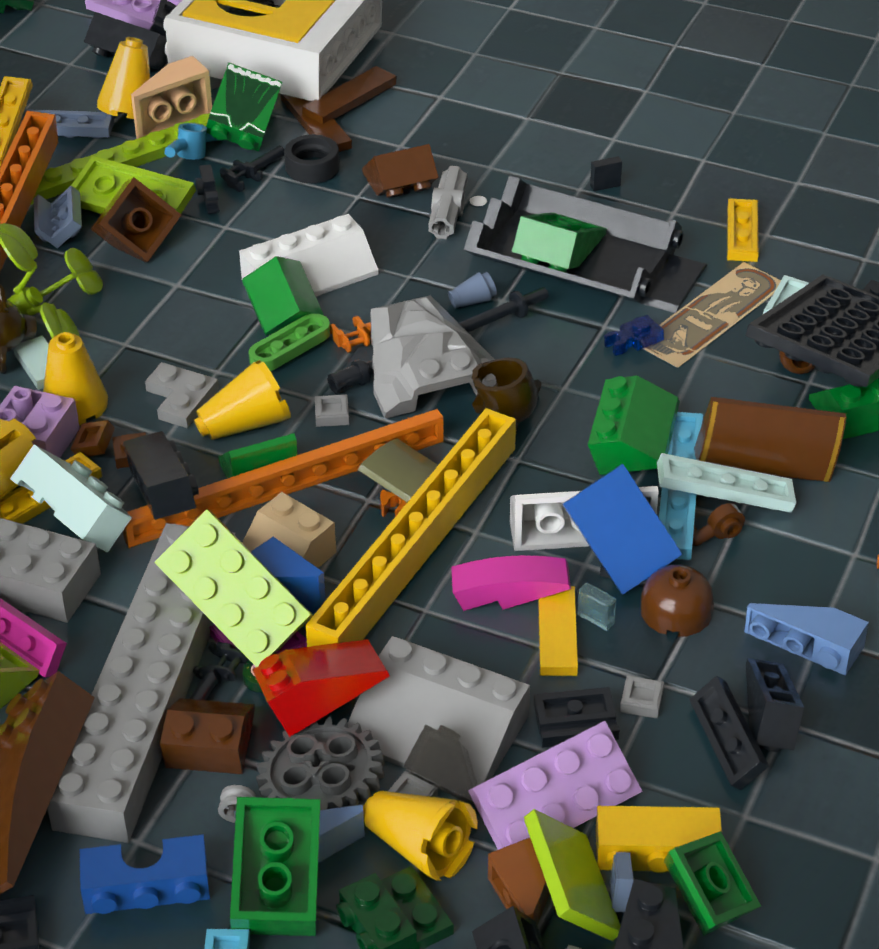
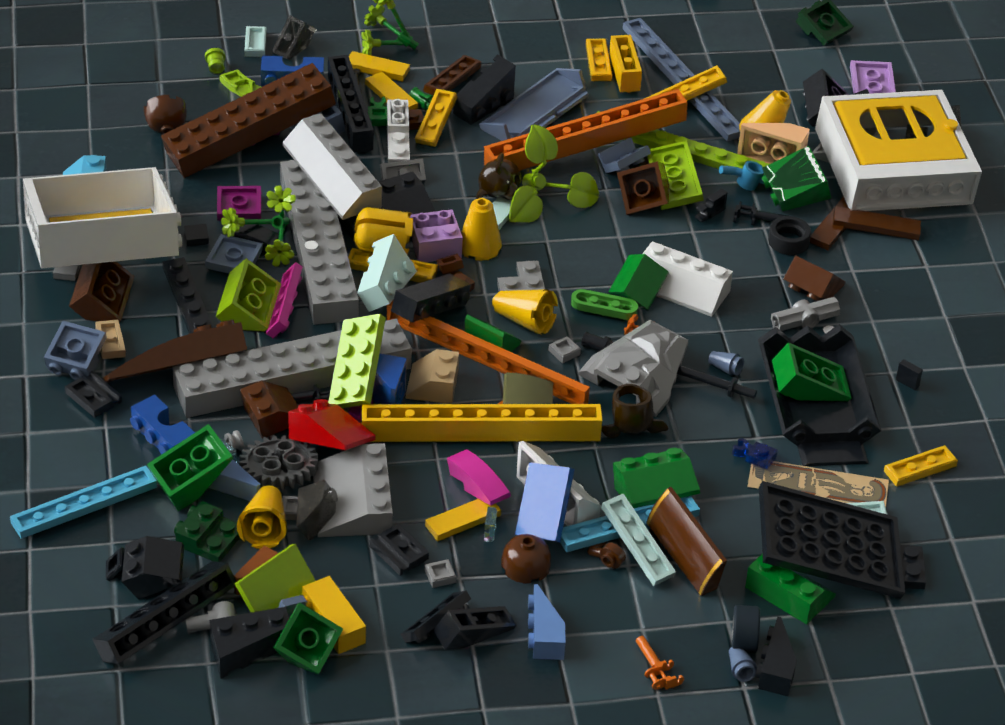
camera: 55 degrees right, 0 degrees up
(559, 782) = (347, 561): lavender plate -> none

